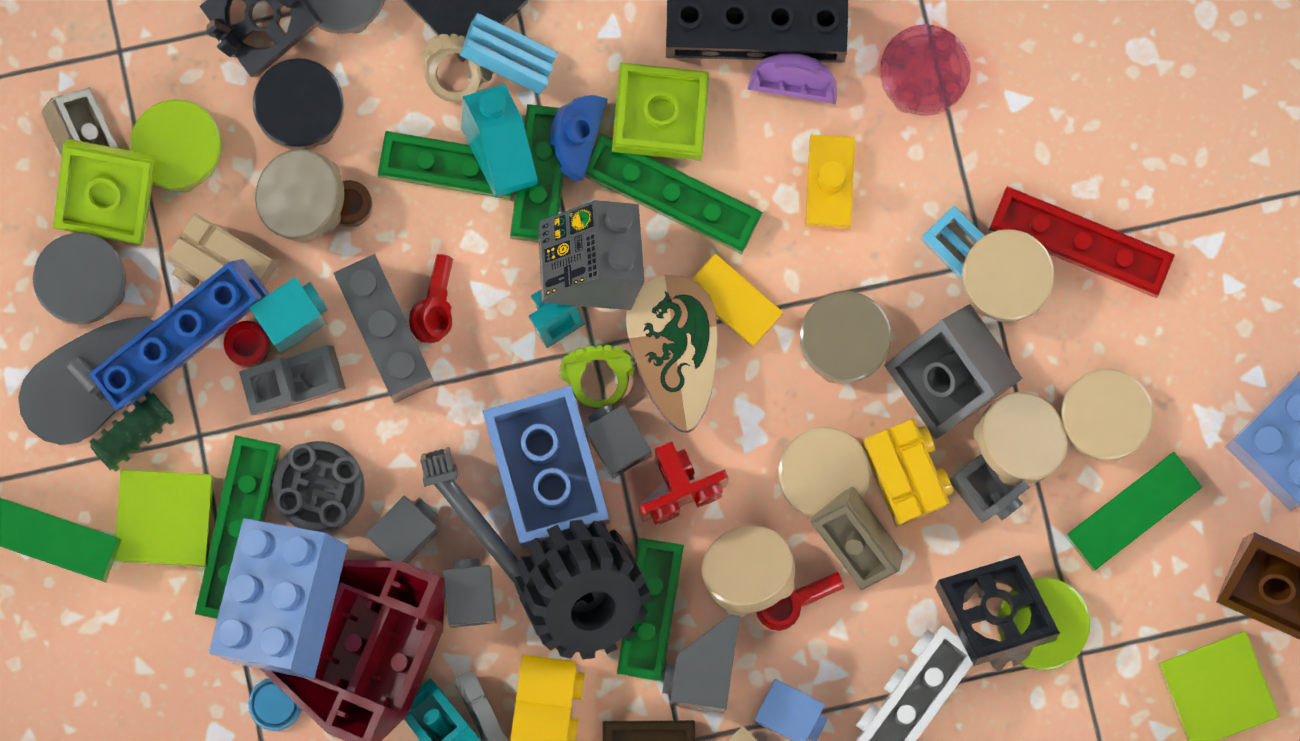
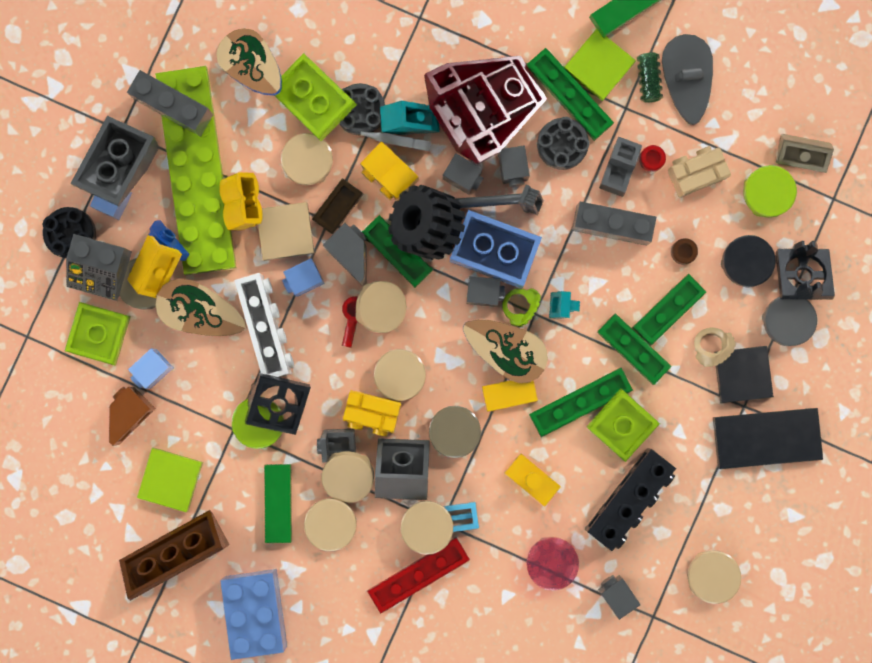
camera: 130 degrees right, 5 degrees up
(79, 278) = (738, 103): dark grey tile -> none
(104, 191) = (771, 142): lime tile -> none
(179, 334) = (679, 126): blue brick -> none
(272, 707) = (478, 50): dark azure piece -> none
(278, 598) = (523, 85): medium blue brick -> none
(290, 313) = (651, 183): teal brick -> none
(300, 195) = (704, 230): dark tan tile -> none
(431, 317) = (603, 249): red plate -> none
(498, 140) = (663, 338): teal slope -> none
(510, 48) = (703, 376): medium azure tile -> none
(575, 132) = (641, 377): blue plate -> none
(592, 256) = (577, 341): dark grey slope -> none
(677, 474) = (448, 305): red bracket -> none
(794, 77) = (593, 499): medium lavender tile -> none
(858, 539) = (358, 367): dark tan slope -> none

